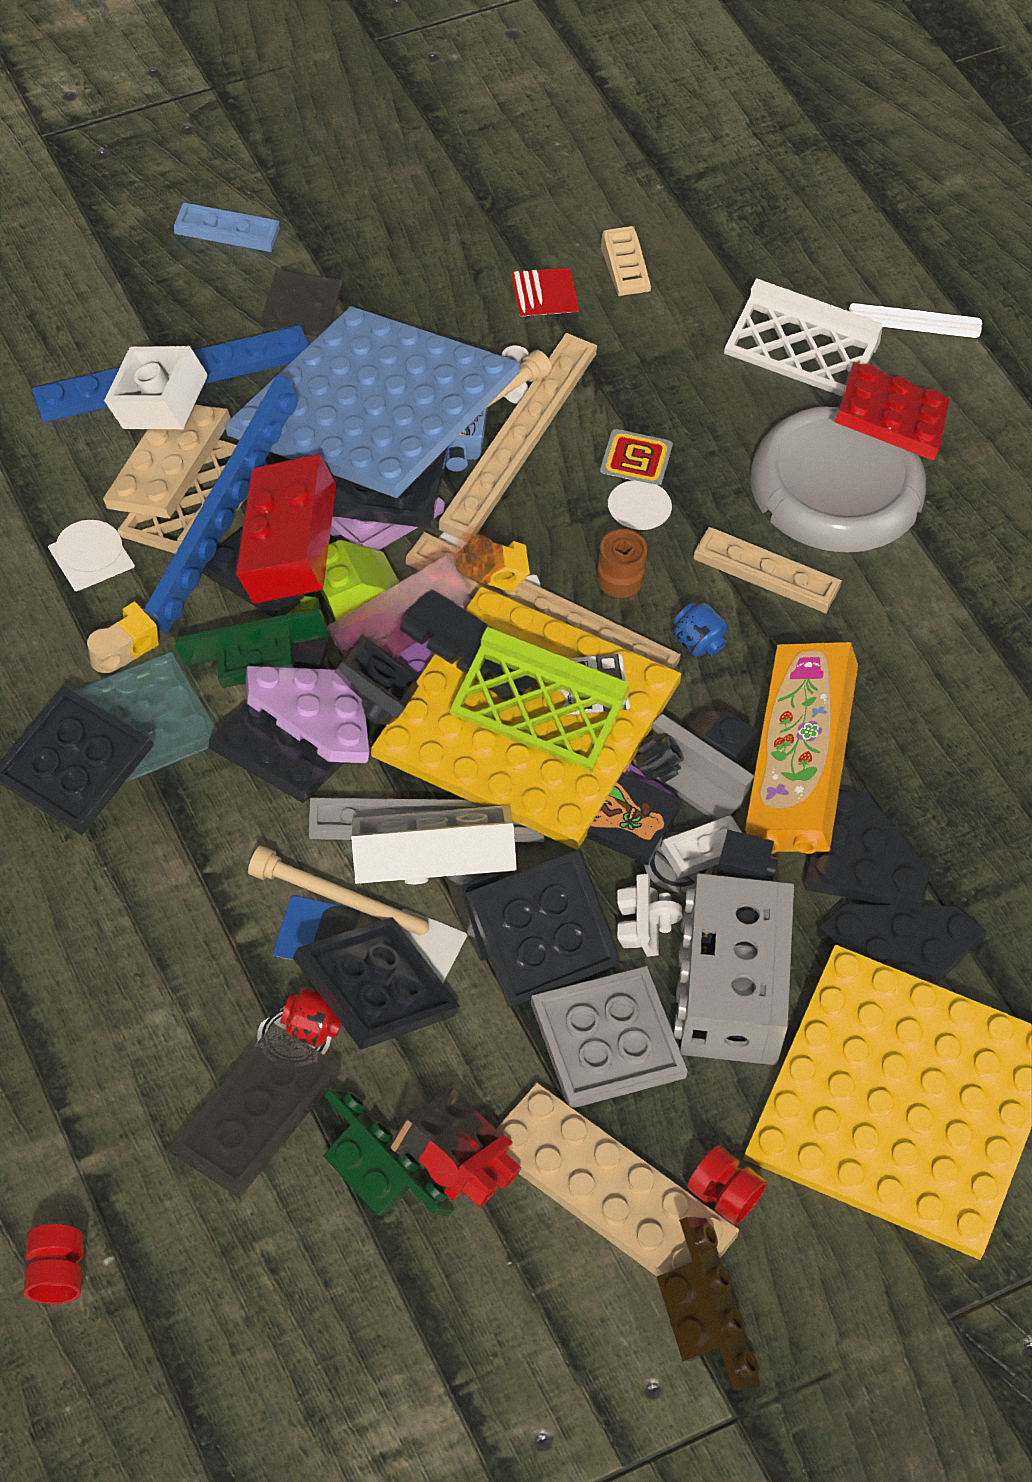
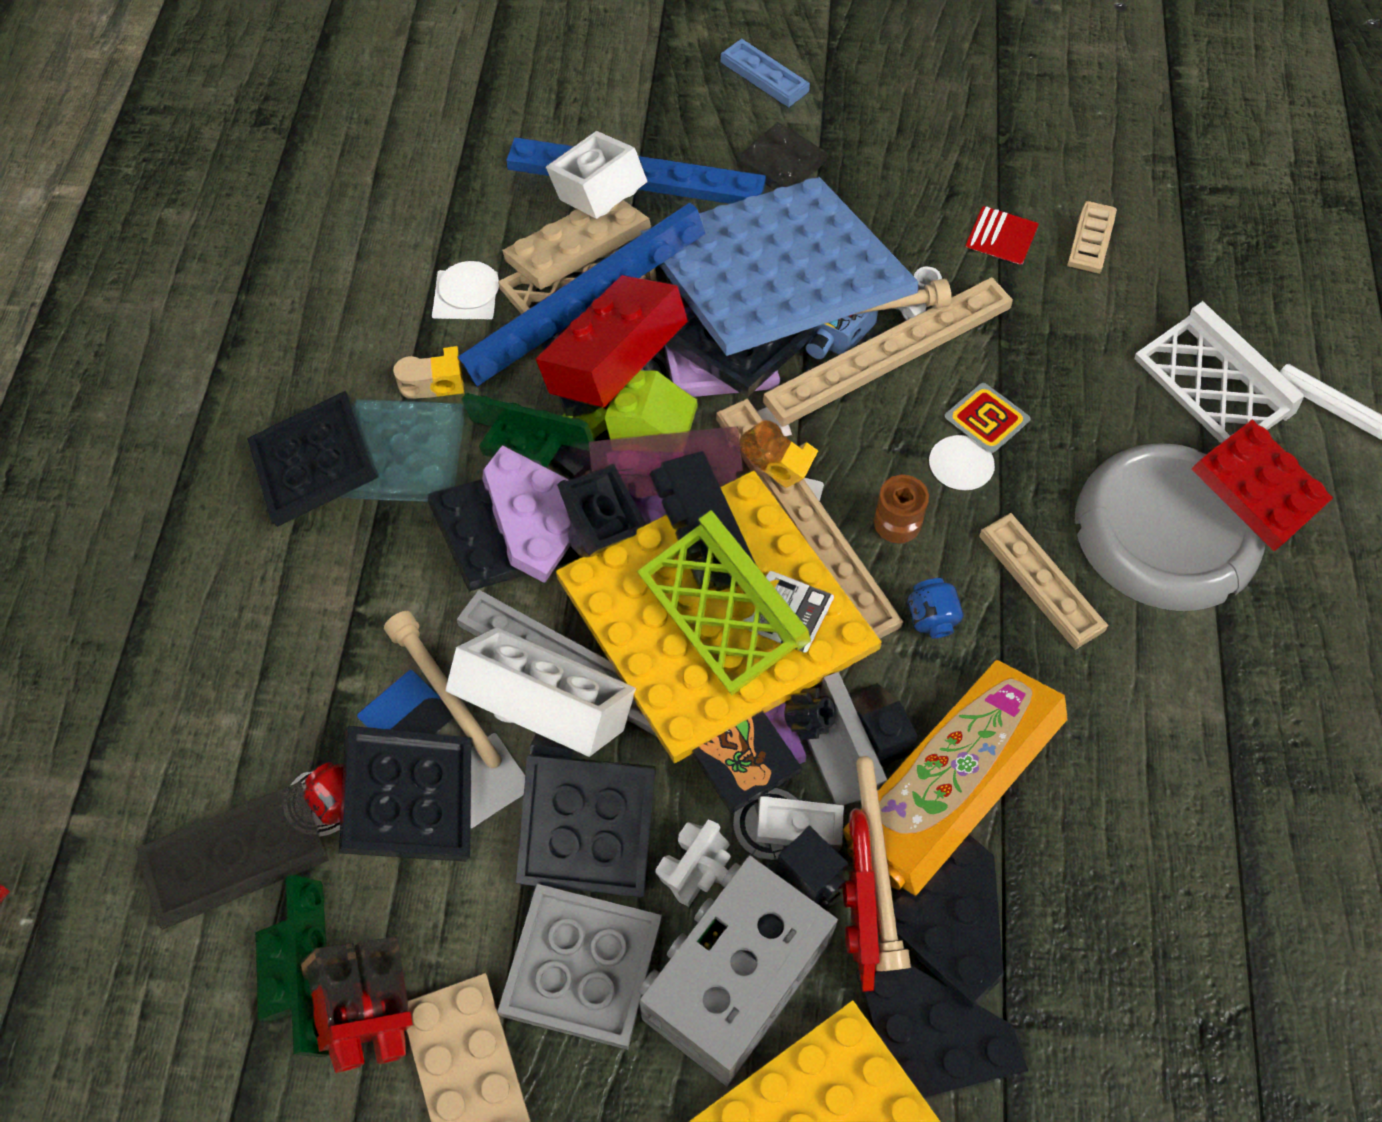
camera: 35 degrees right, 5 degrees up
(797, 868) = (860, 896): none -> red plate
(839, 896) = (891, 951): none -> tan piece

